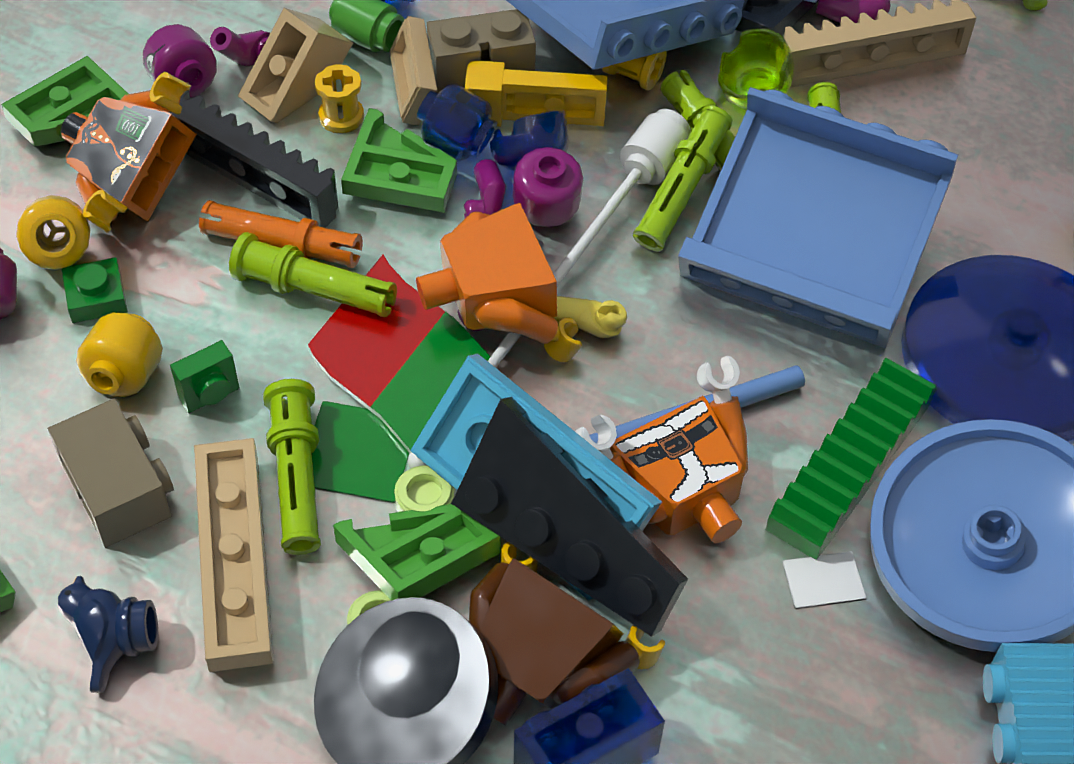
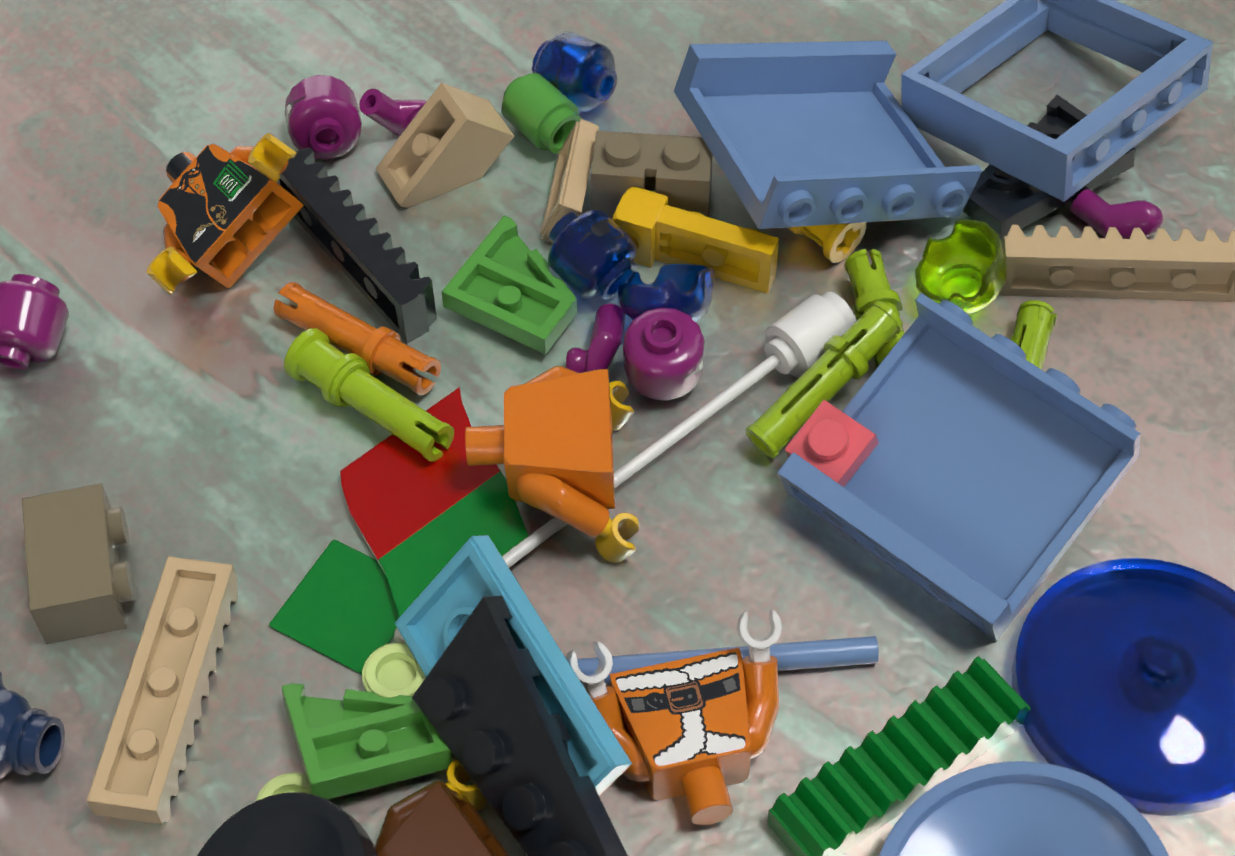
camera: 20 degrees right, 0 degrees up
(44, 107) = (185, 129): bright green wing -> none
(44, 249) = (104, 293): yellow head -> none
(94, 290) = (141, 353): green plate -> none
(119, 351) = (134, 433): yellow head -> none
(205, 376) = (212, 481): green plate -> none
(293, 442) = (276, 579): lime pin -> none
(347, 98) = (473, 196): yellow bush -> none
(592, 316) = (661, 516): light yellow arm -> none
(712, 221) = (833, 443): none -> coral plate

